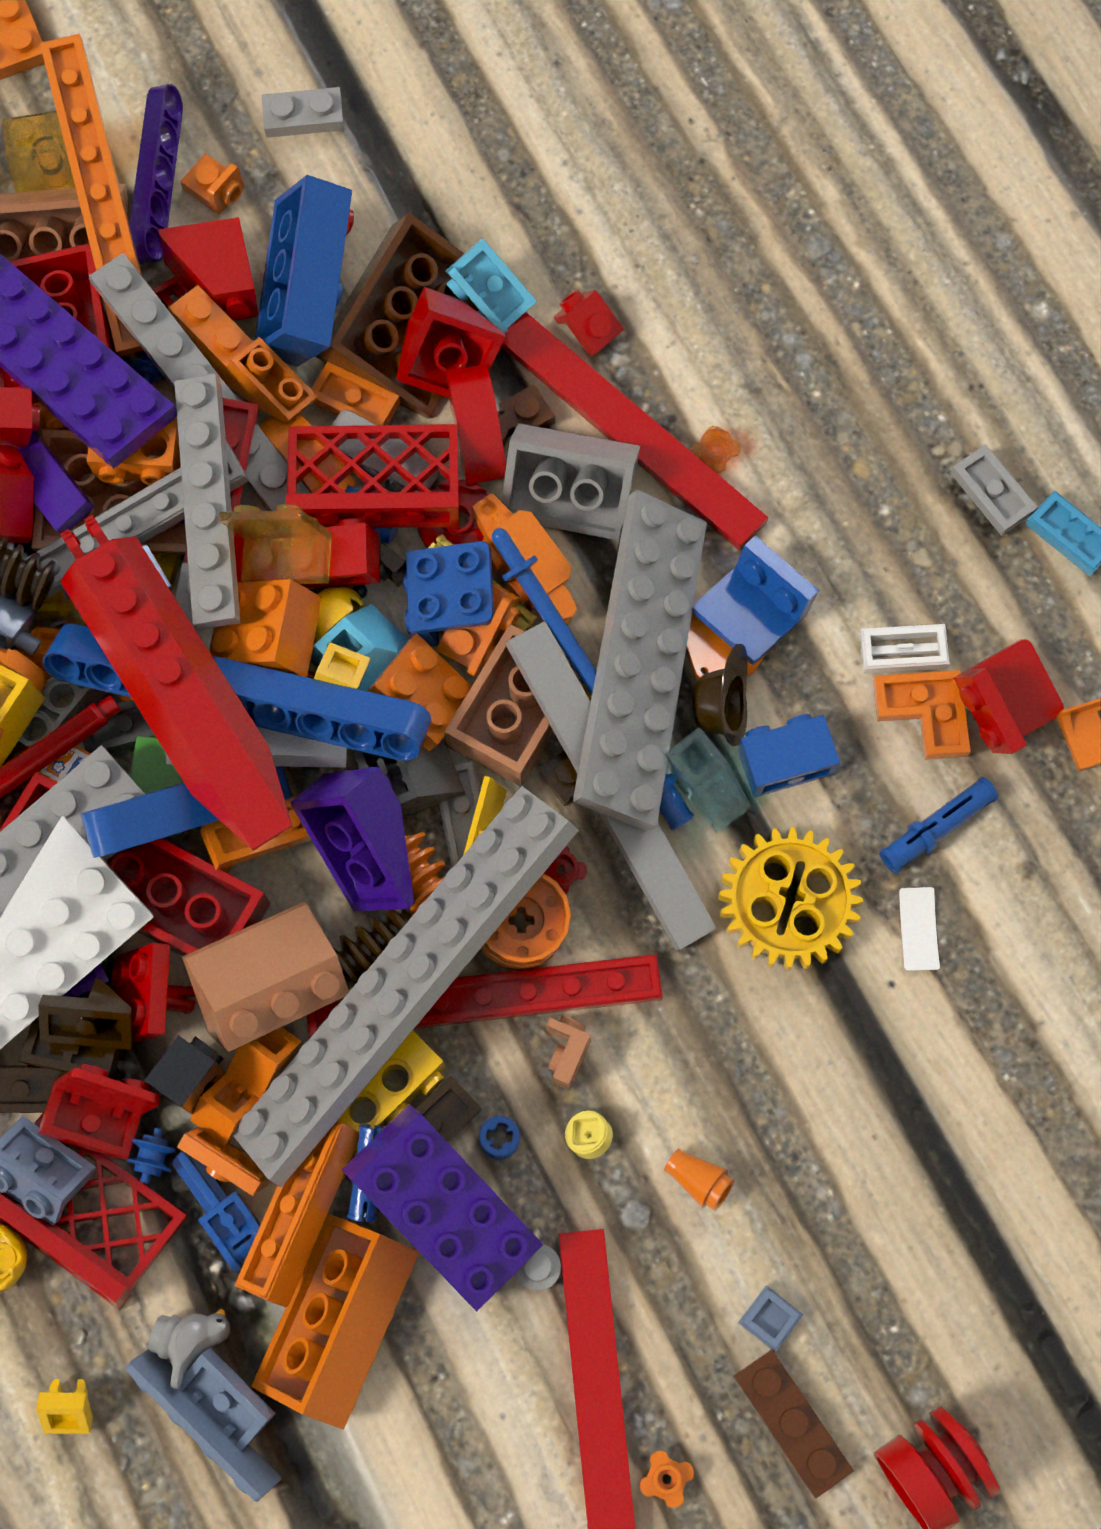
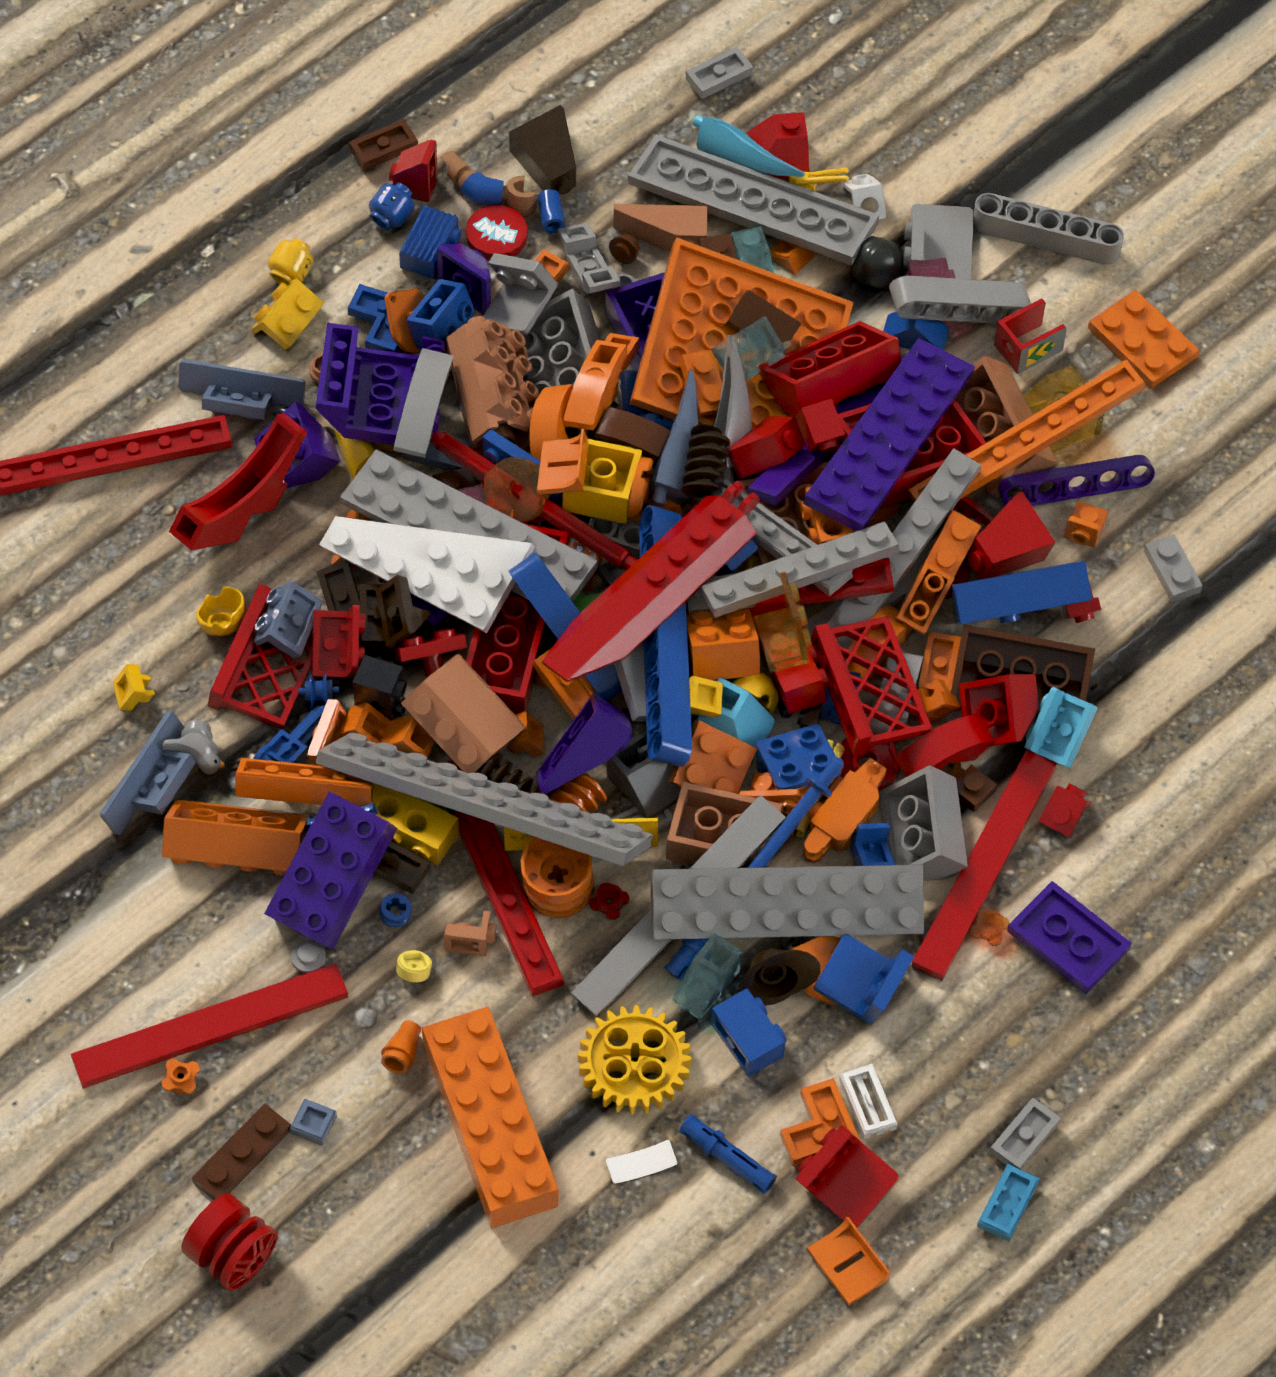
camera: 70 degrees right, 15 degrees down
(295, 894) = (531, 738): none -> orange tile
(413, 406) = (941, 701): none -> orange tile
(587, 545) = (870, 845): none -> blue bracket
(755, 367) = (1069, 937): none -> dark purple plate
(828, 1093) = (490, 1117): none -> orange brick

